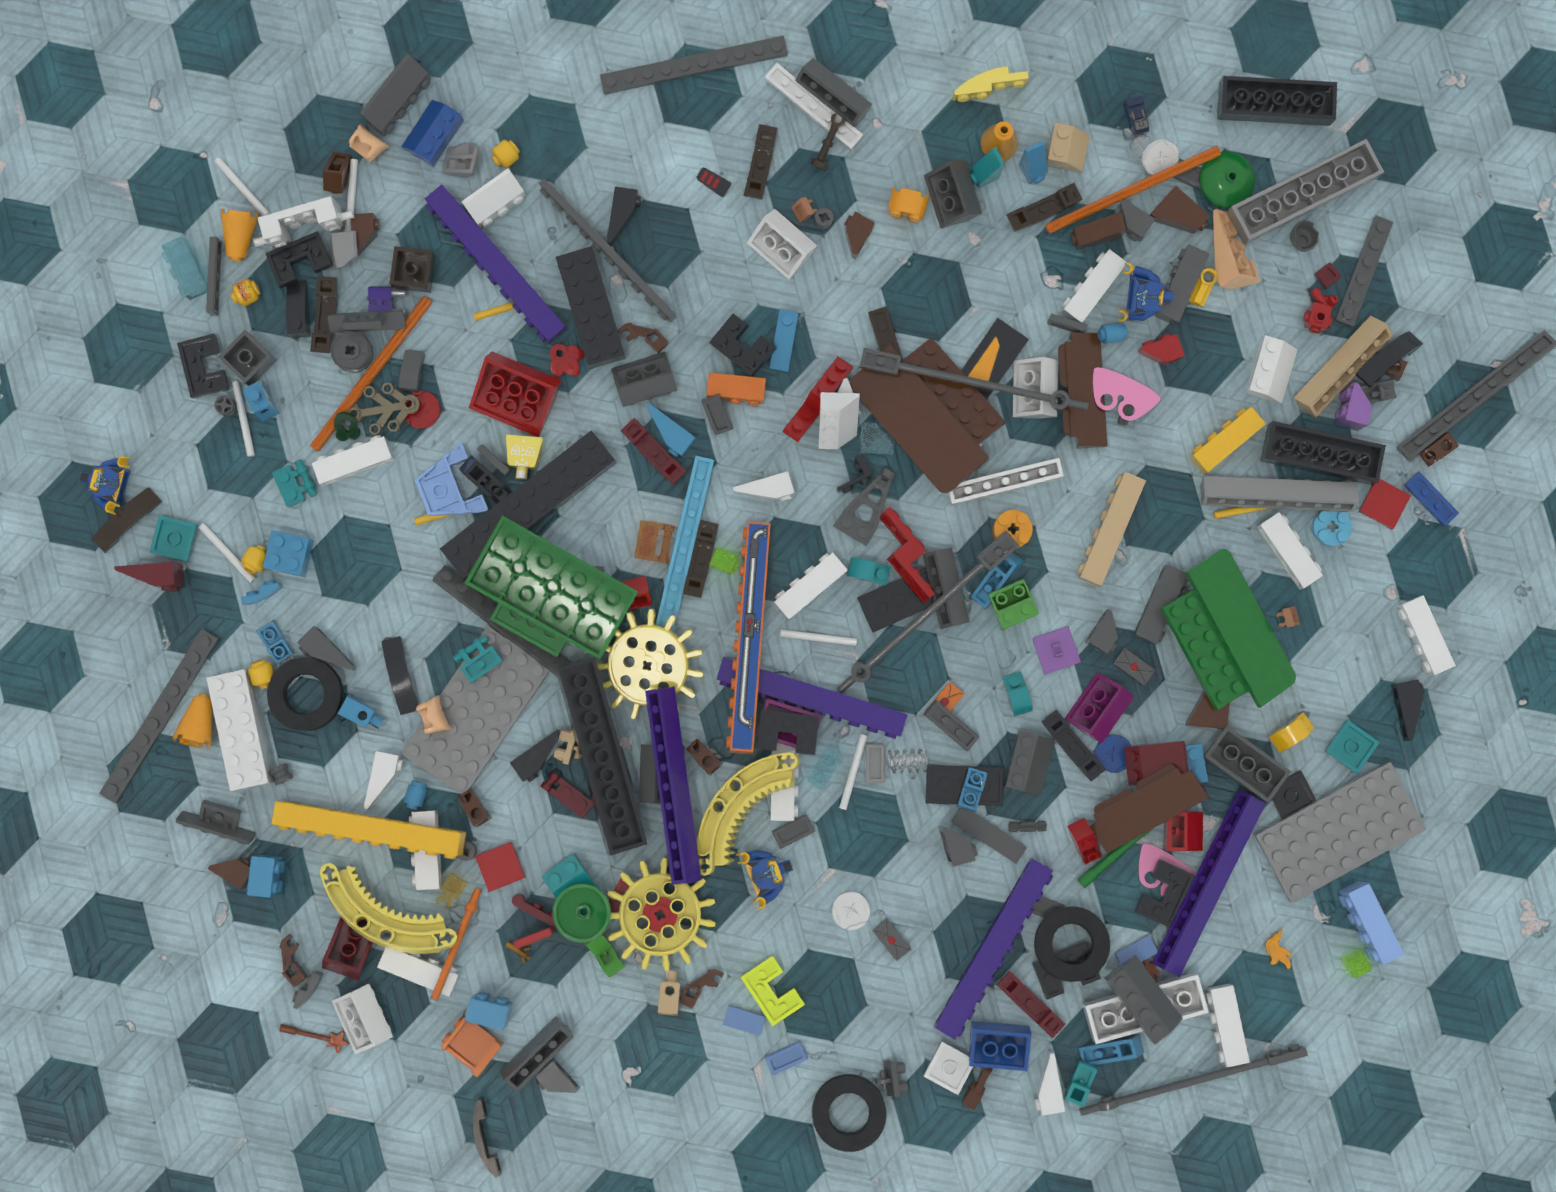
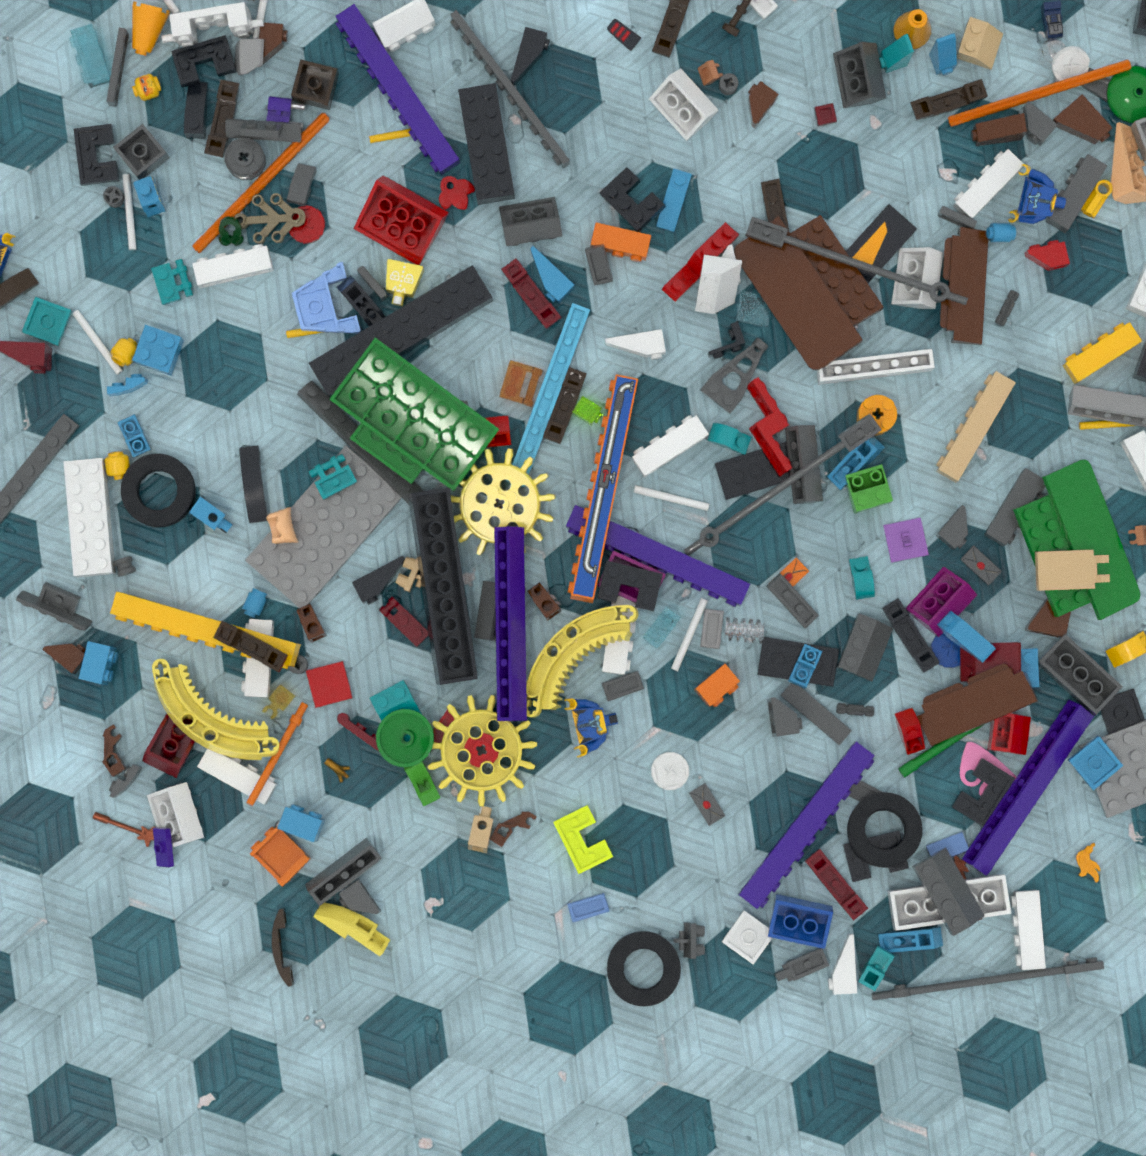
camera: 10 degrees right, 0 degrees up
(196, 724) = (48, 506): light orange cone -> none
(320, 646) = (178, 445): dark grey slope -> none
(353, 1051) = (163, 847): none -> dark purple plate
(383, 772) = (225, 578): white slope -> none
(415, 840) = (251, 646): none -> dark brown slope
(533, 937) = (355, 756): red tile -> none
(548, 1104) = (350, 923): none -> light yellow slope
(636, 331) = (537, 175): reddish brown piece -> none
(744, 1020) = (551, 865): medium blue tile -> none
(887, 821) = (717, 685): none -> orange brick
(907, 204) = (813, 80): light orange brick -> none
(923, 237) = (825, 114): none -> dark red tile
(976, 1089) = (772, 961): reddish brown piece -> none
(1007, 1090) = (803, 966): none -> dark grey hinge
(1116, 384) = (1014, 294): bright pink piece -> none
(1129, 741) = (965, 636): none -> dark azure slope
(1223, 662) = (1068, 570): none -> tan tile
(1273, 850) = (1095, 762): none -> dark azure plate

